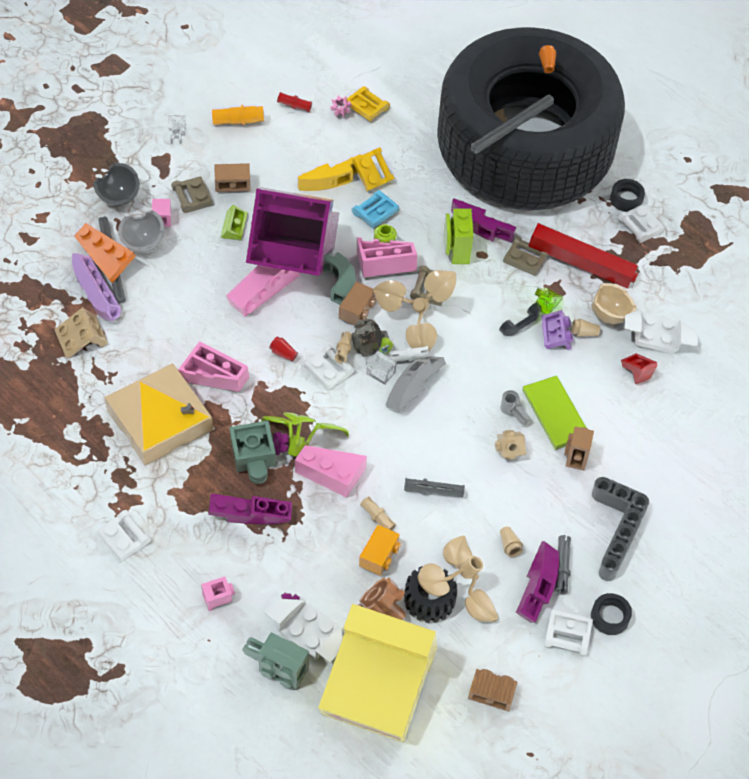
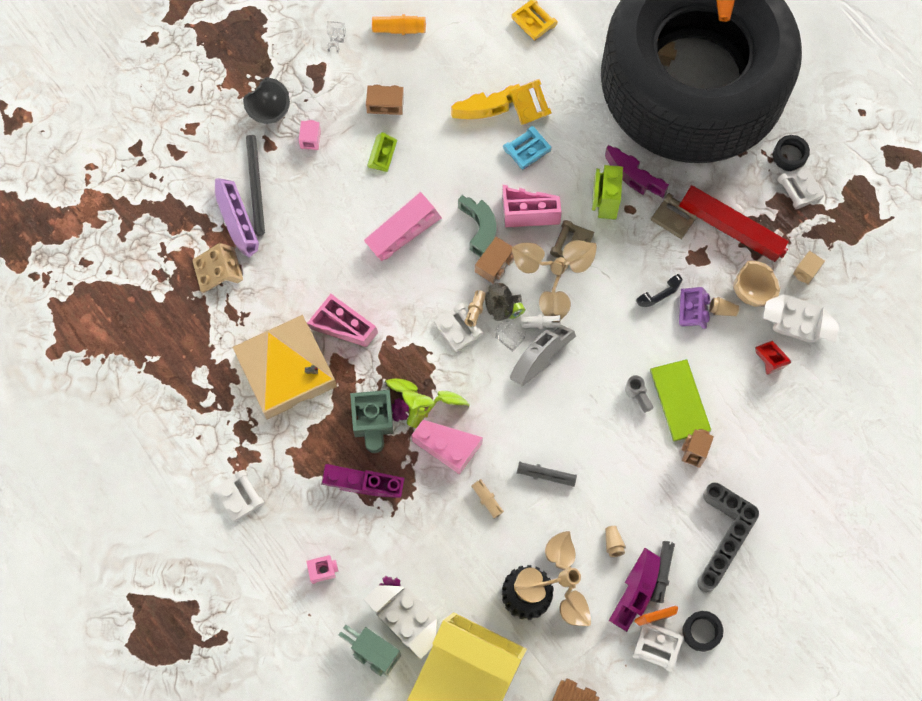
camera: 10 degrees right, 15 degrees up
(106, 253) = (249, 178): orange wing -> none
(141, 233) = (286, 159): light grey cylinder -> none
(196, 191) = (348, 111): dark tan plate -> none
(283, 349) = (415, 304): red cone -> none
(291, 231) = (434, 182): magenta piece -> none
(294, 102) = (459, 12): red pin -> none
(339, 102) = (504, 26): bright pink gear -> none
(379, 550) = (483, 540): light orange brick -> none
(383, 598) = (480, 598): nougat piece -> none
(385, 233) = (532, 182): lime head -> none
(510, 444) = (628, 435): tan brick -> none
(512, 124) = (675, 85): dark grey axle -> none
(548, 299) = (690, 270): clear neon green slope -> none
(563, 601) = (656, 616): none -> orange tile
(660, 288) = (808, 267): none -> tan brick

